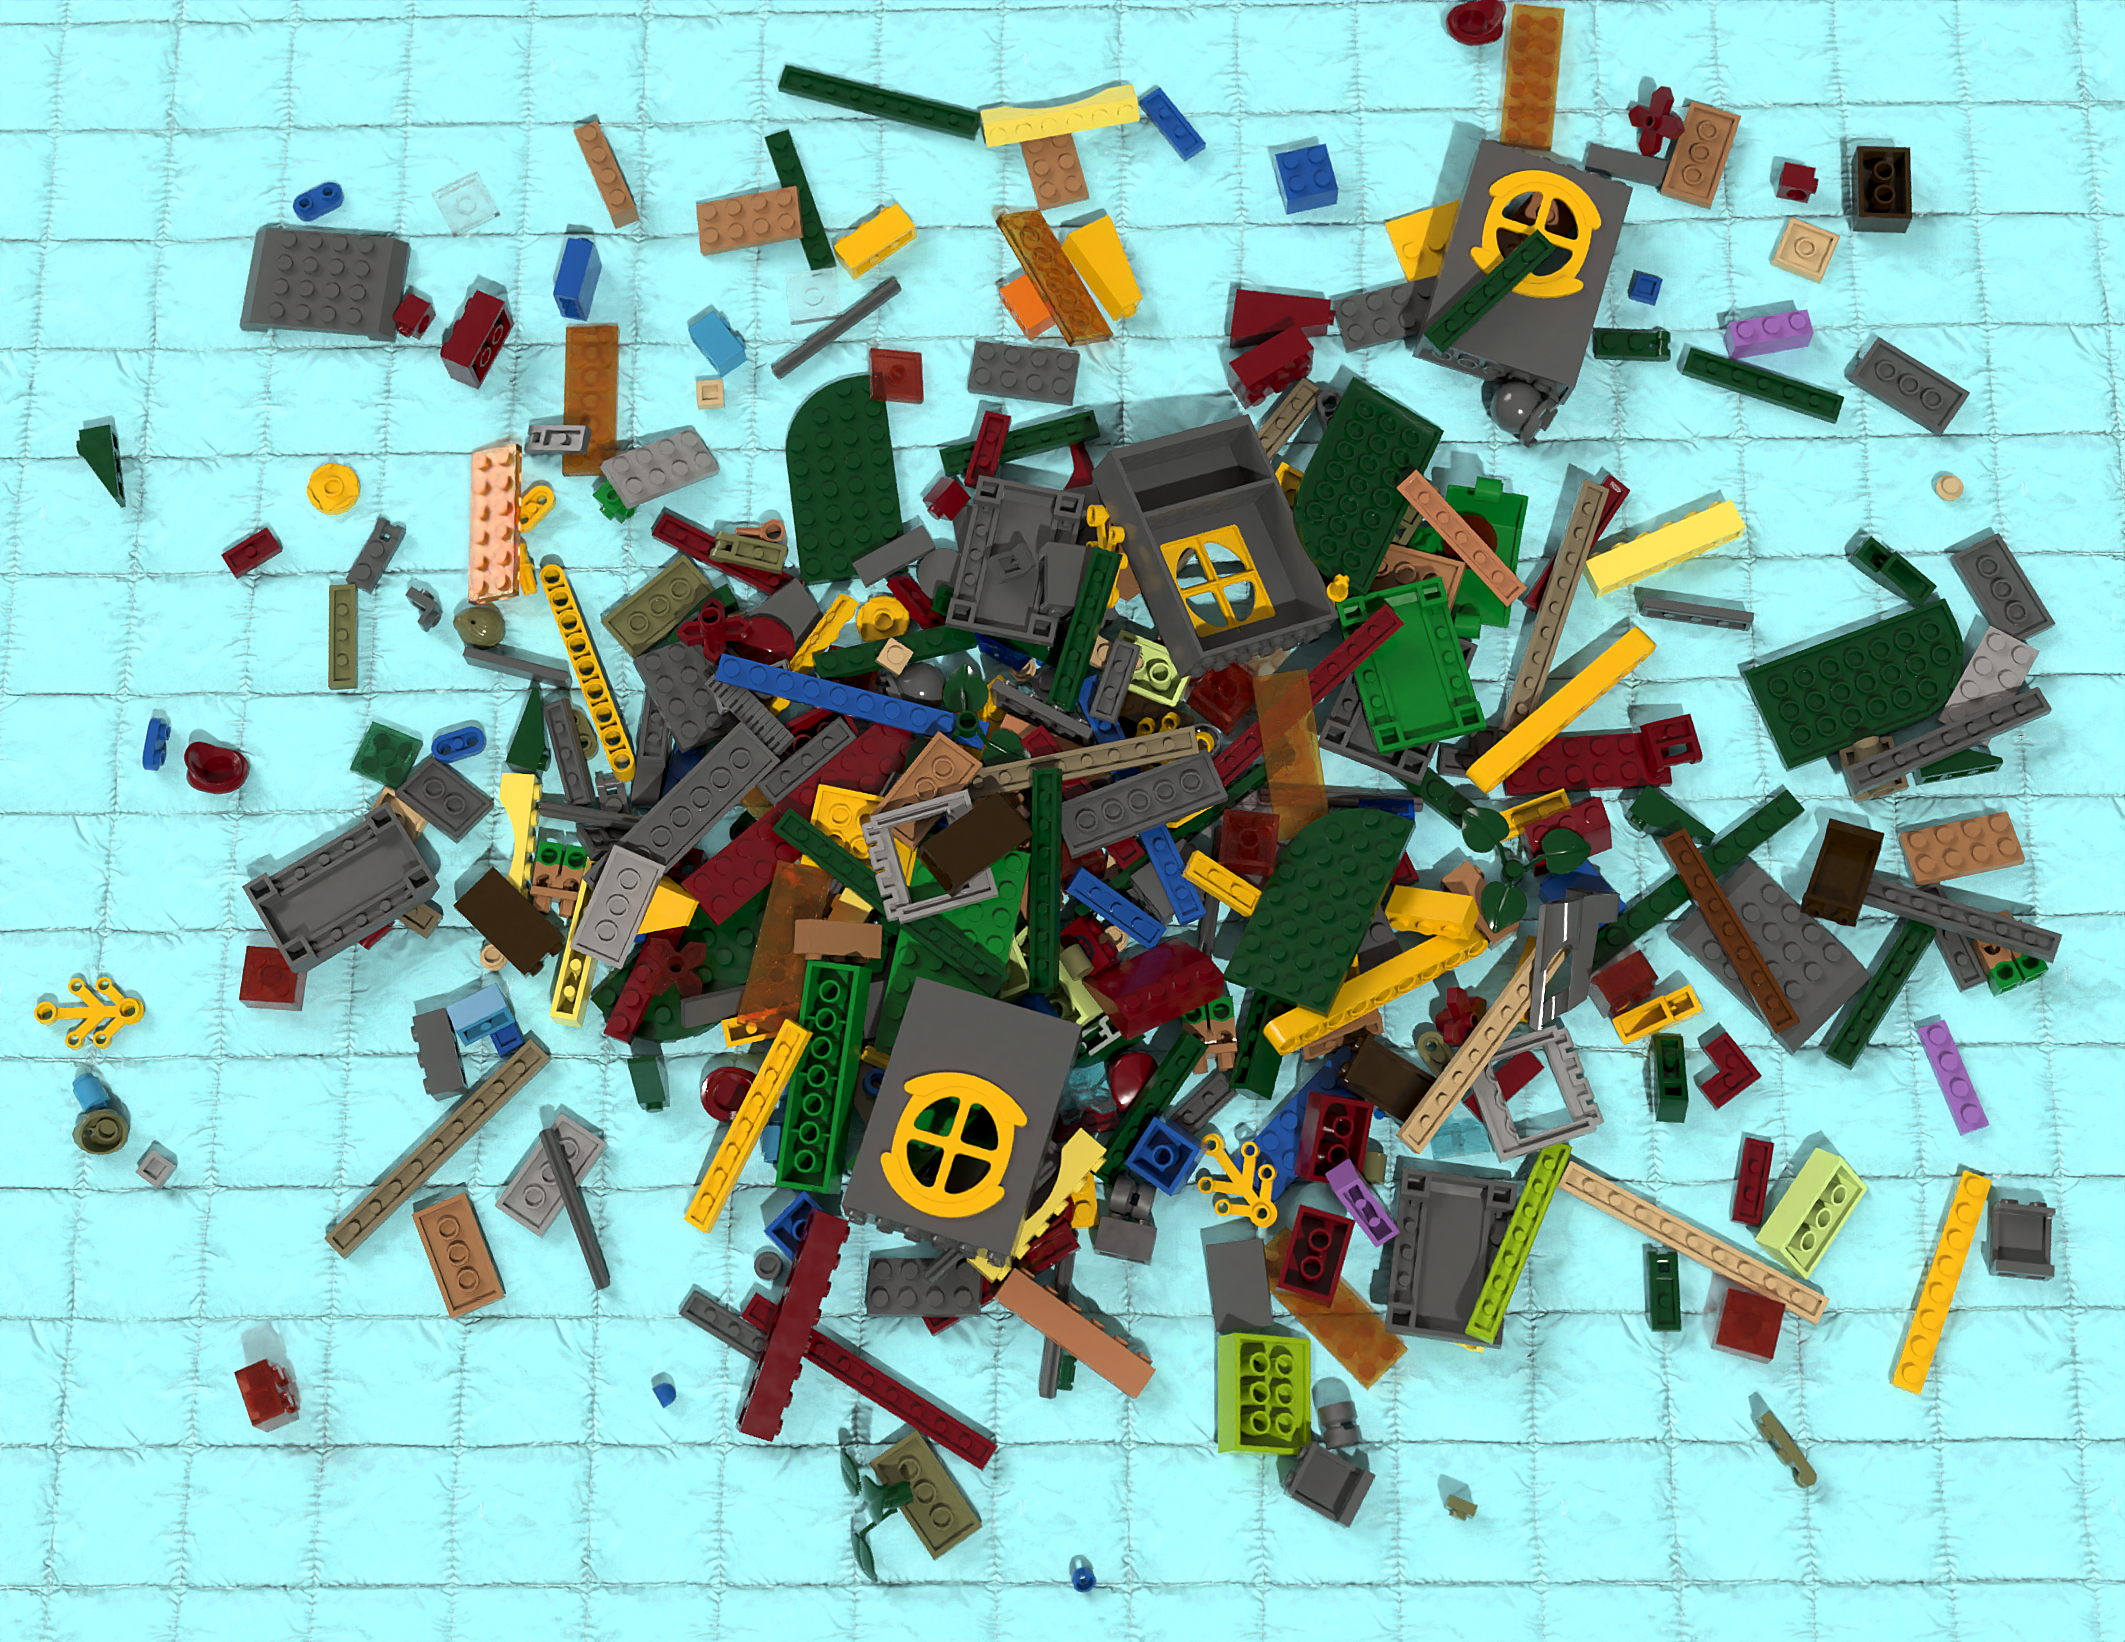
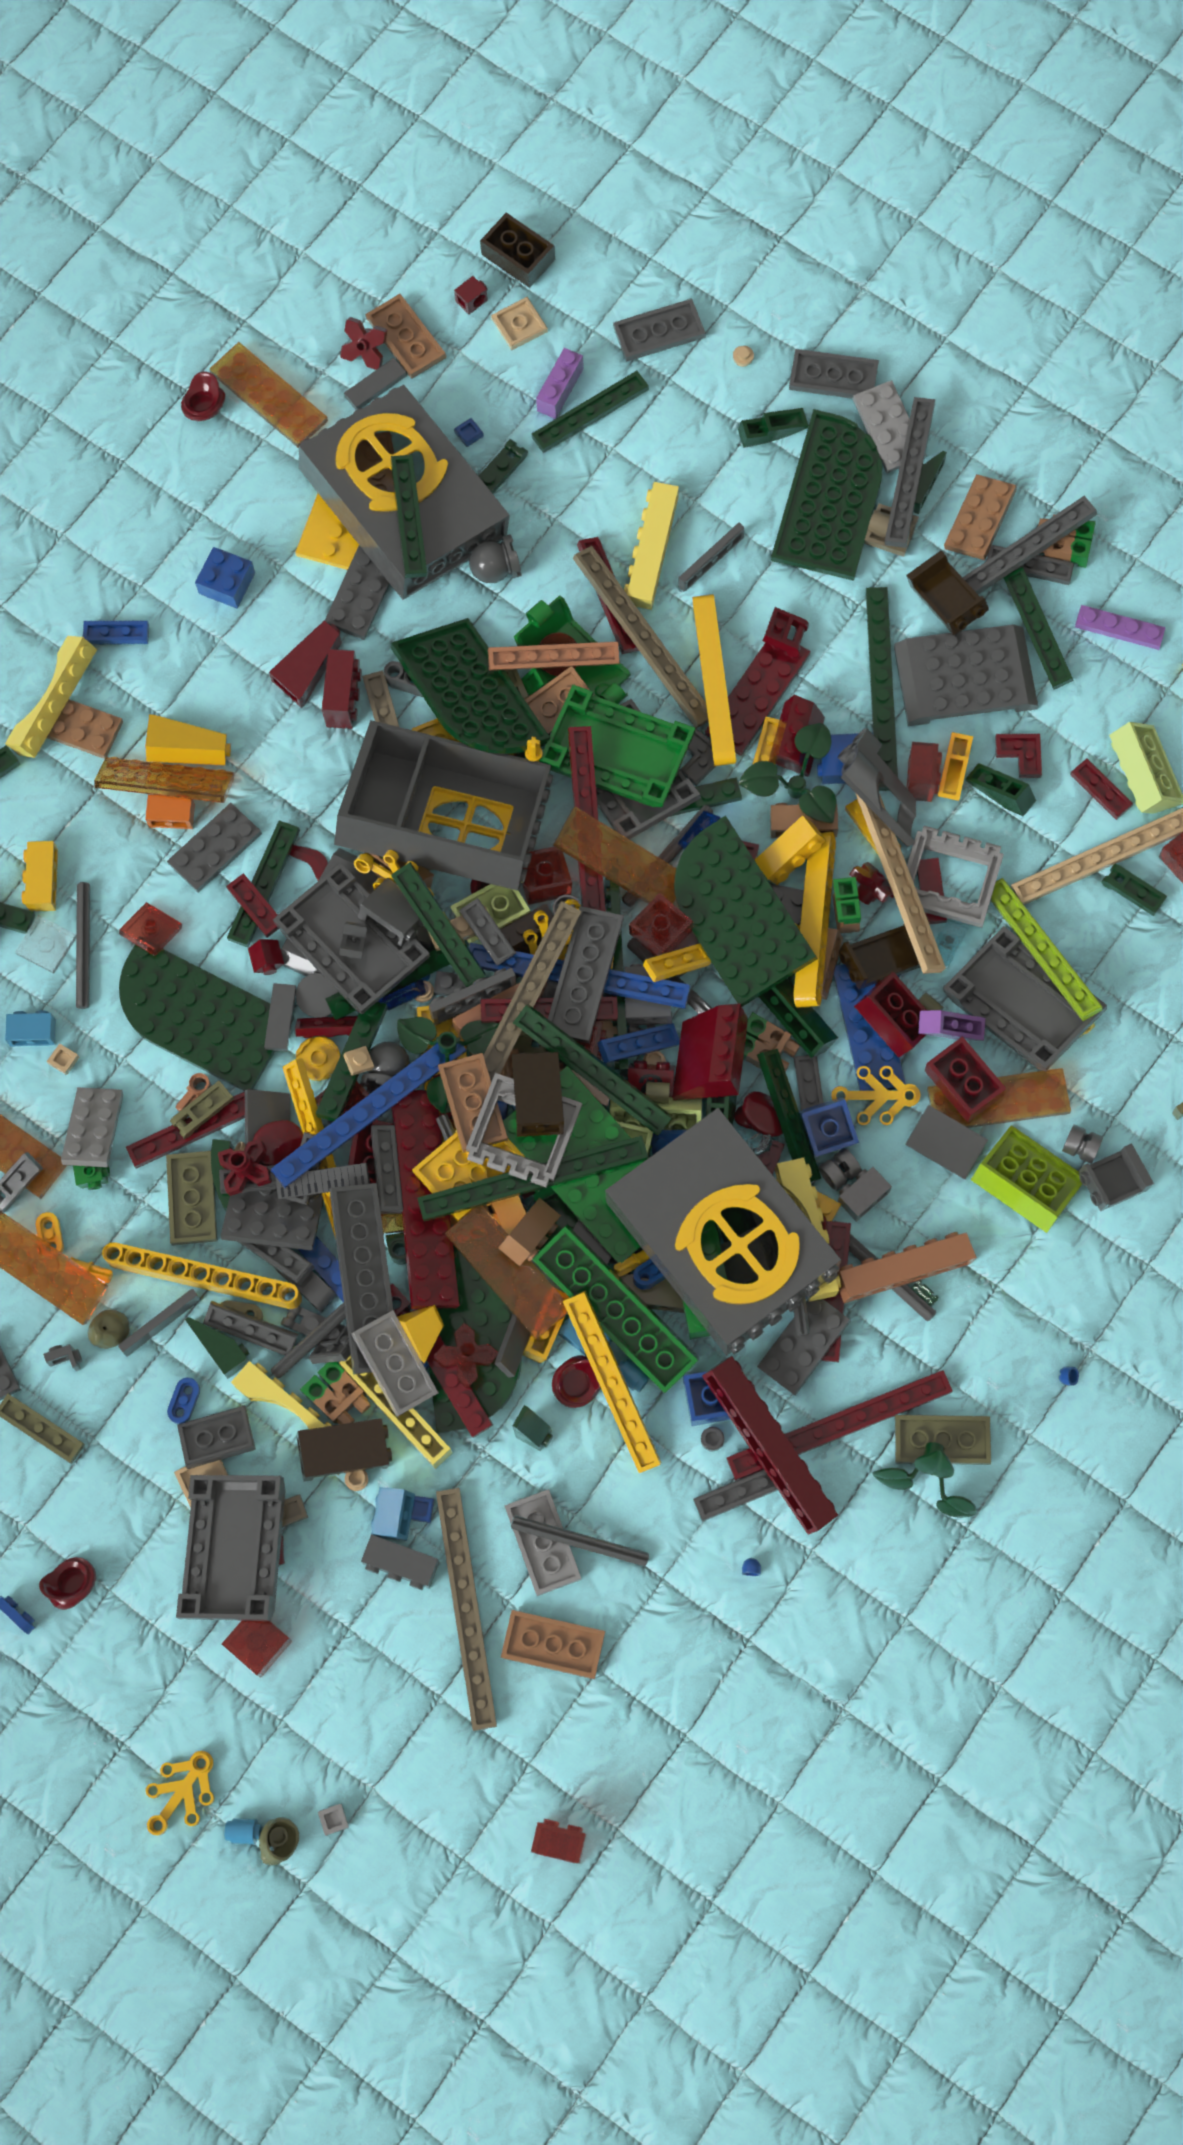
camera: 55 degrees left, 0 degrees up
(386, 756) = (152, 1456): clear green plate -> none
(1408, 1014) = (846, 905): none -> green hips
(1437, 1059) = (884, 914): olive plate -> none
(1663, 818) = (829, 672): dark green slope -> none
(1729, 932) = (937, 683): reddish brown plate -> none

